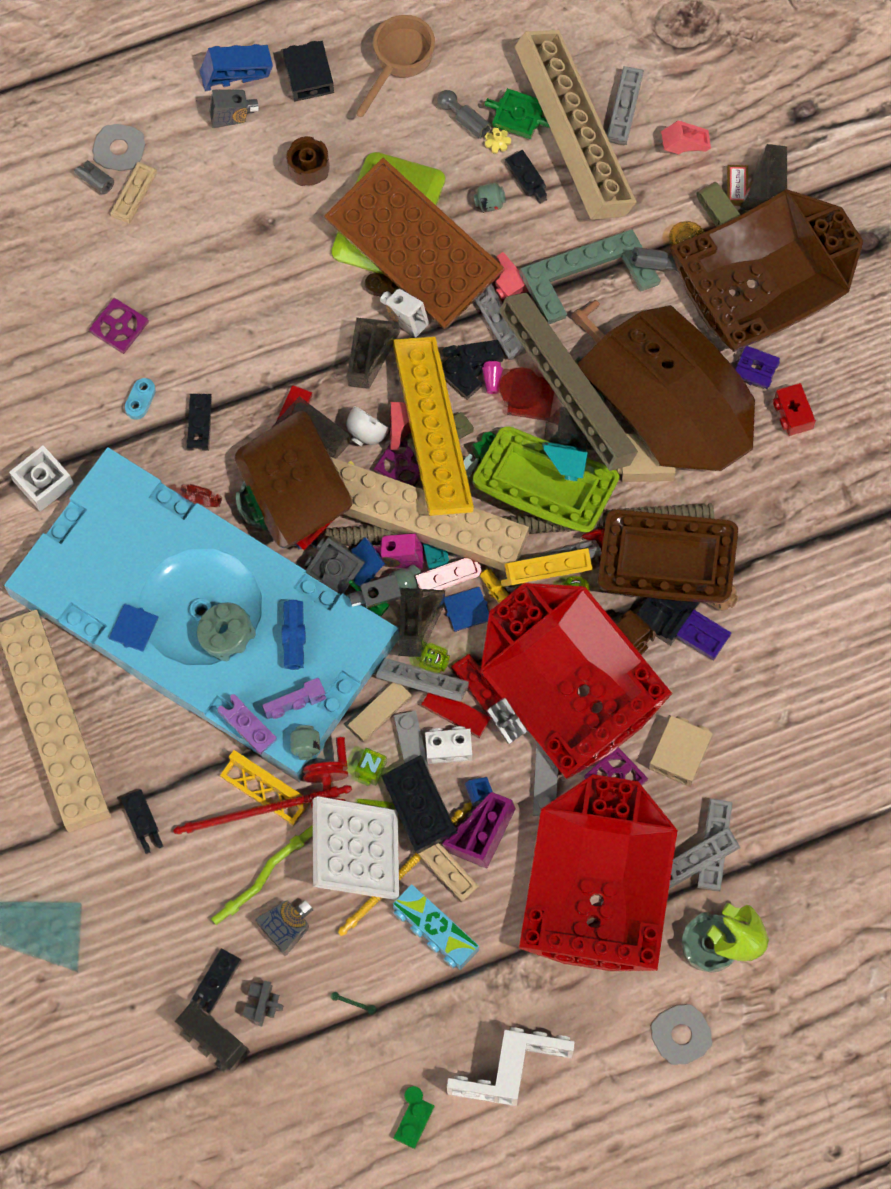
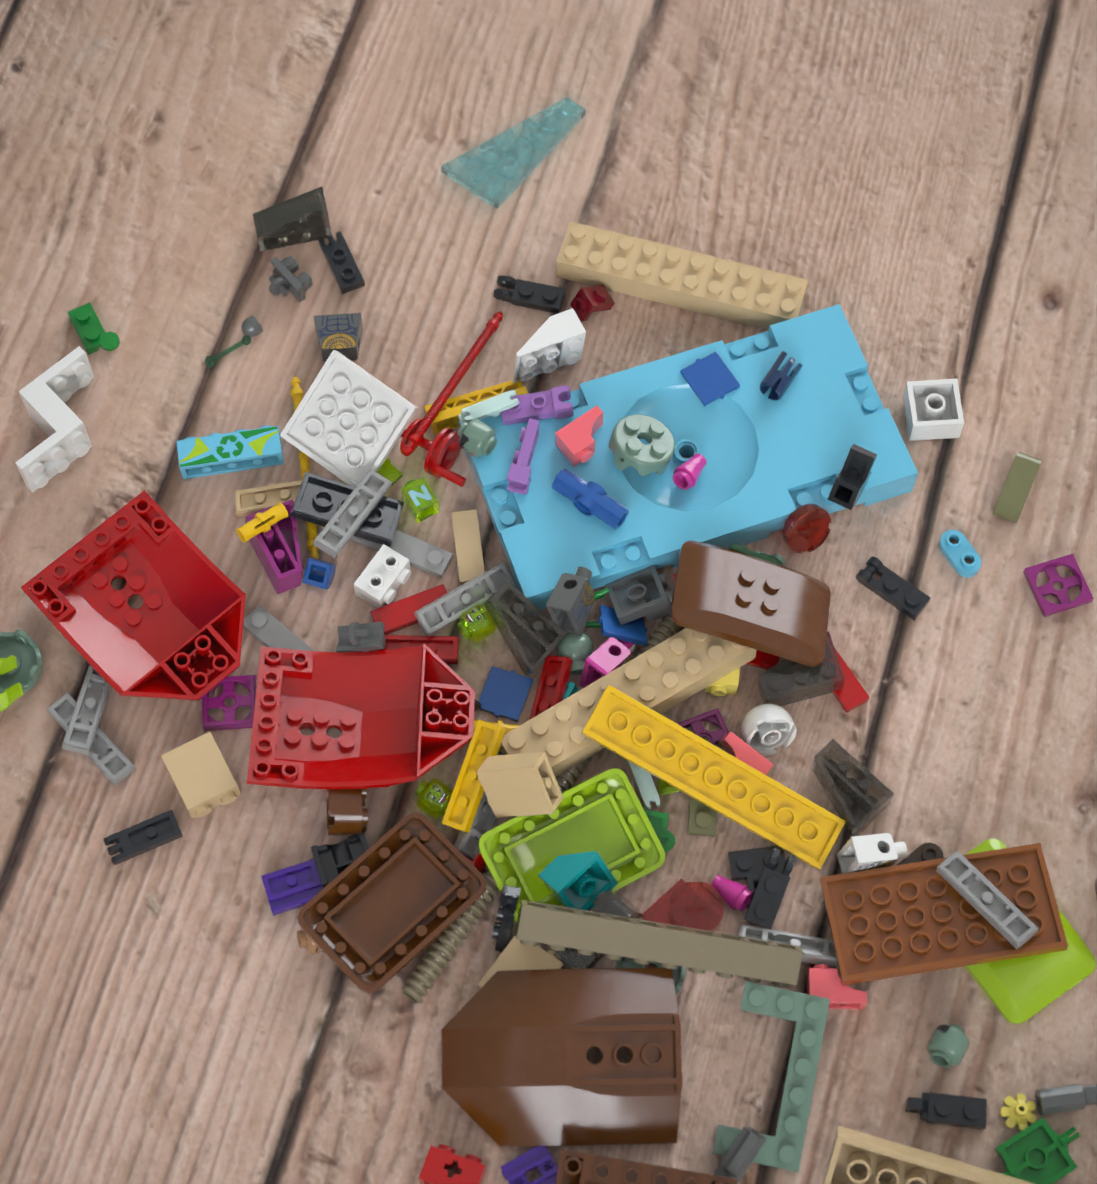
camera: 125 degrees right, 5 degrees down
(62, 392) = (1017, 487): none -> olive beam
(99, 578) = (778, 379): none -> dark blue arm
(117, 770) = (591, 300): none -> dark red bracket
(150, 477) = (853, 477): none -> black brick
(183, 761) = (552, 346): none -> white slope
(221, 590) = (687, 474): none -> dark pink cone
(231, 907) = (392, 313): lime bar -> none
(253, 675) = (576, 438): none -> coral arch
(276, 753) = (489, 407): none -> light aqua piece
(323, 998) = (251, 327): none -> dark grey hinge
(388, 217) = (987, 899): none -> light grey plate
(423, 790) = (352, 513): none -> light grey plate
(480, 841) = (249, 530): none -> yellow pin
(537, 524) = (520, 784): none -> tan brick
(580, 318) = (731, 1033): nougat piece -> none
(622, 483) = (506, 913): none -> black hinge
(749, 754) = (143, 837): none -> black hinge

